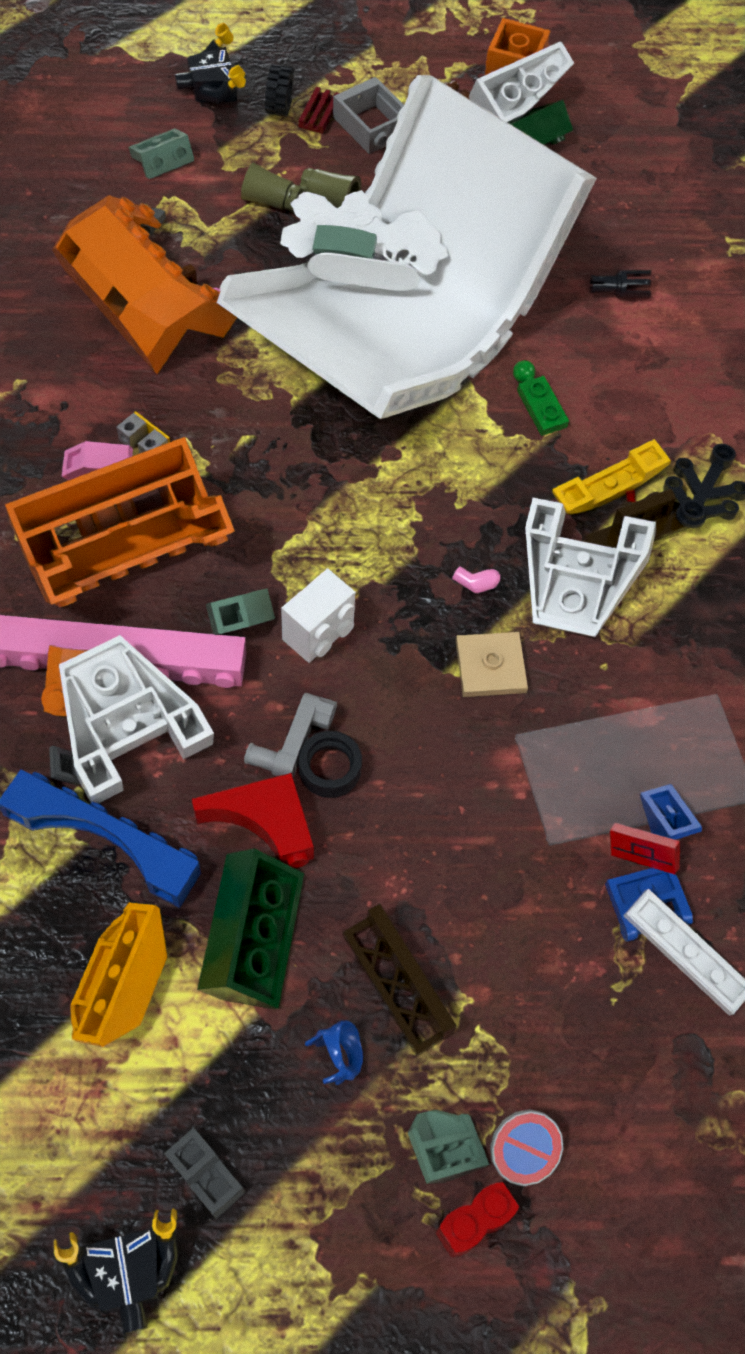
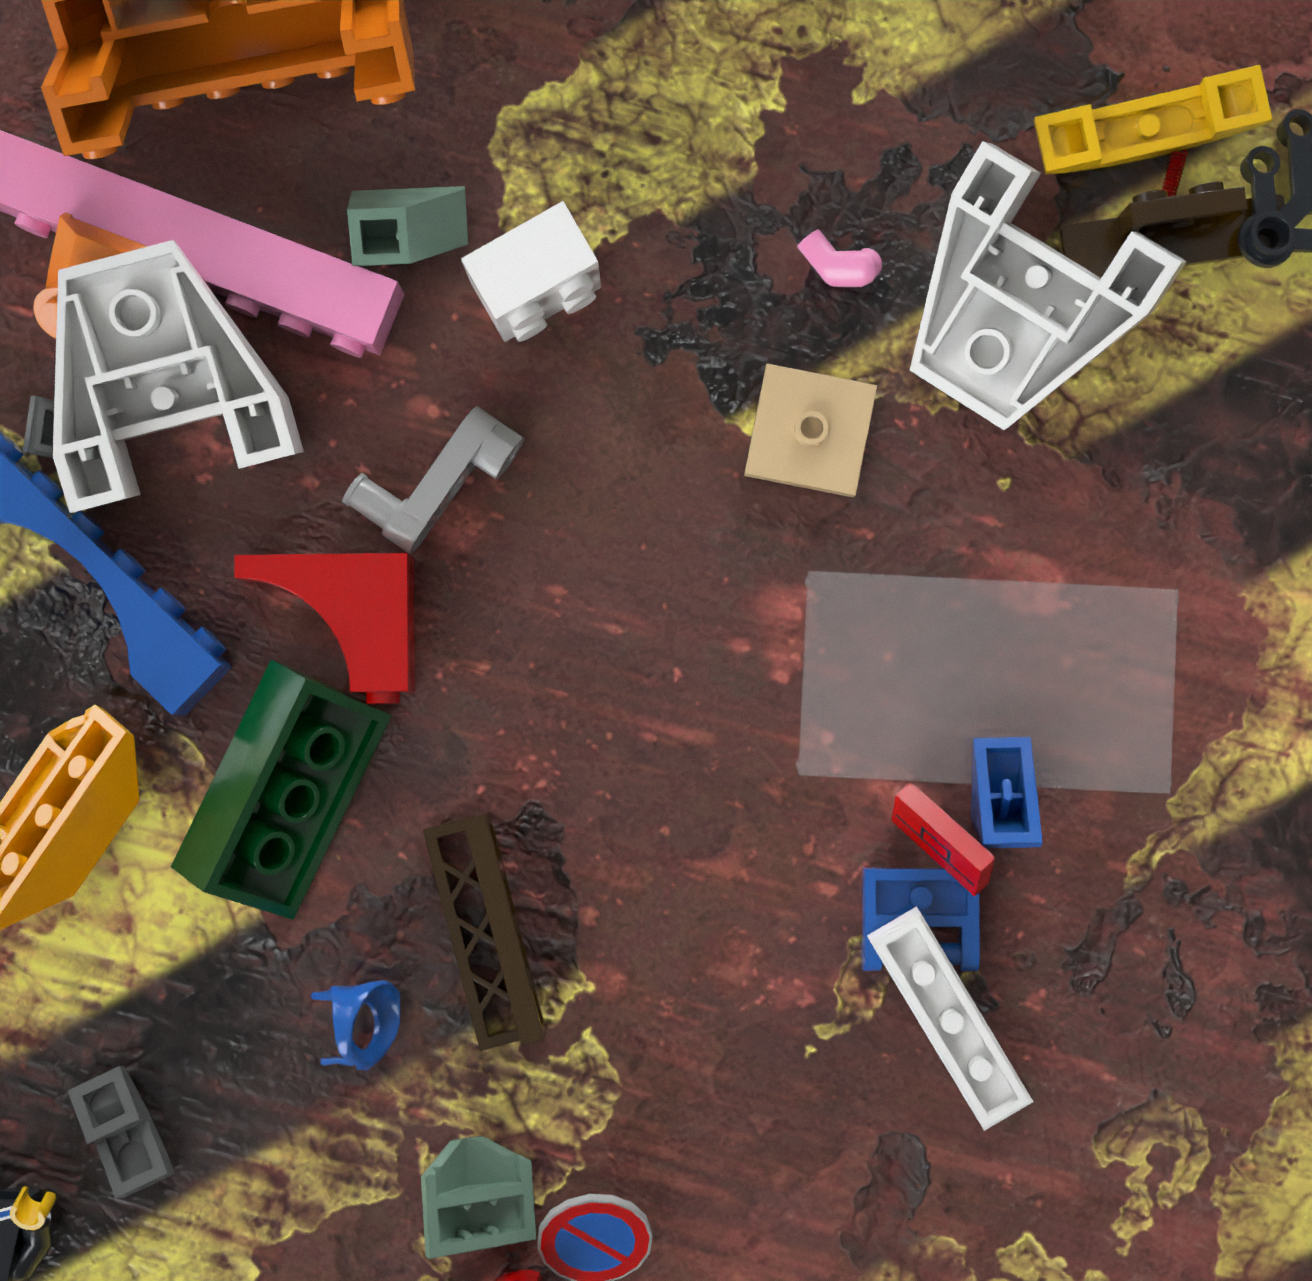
camera: 20 degrees right, 25 degrees up
(323, 741) = (450, 515): black tyre -> none

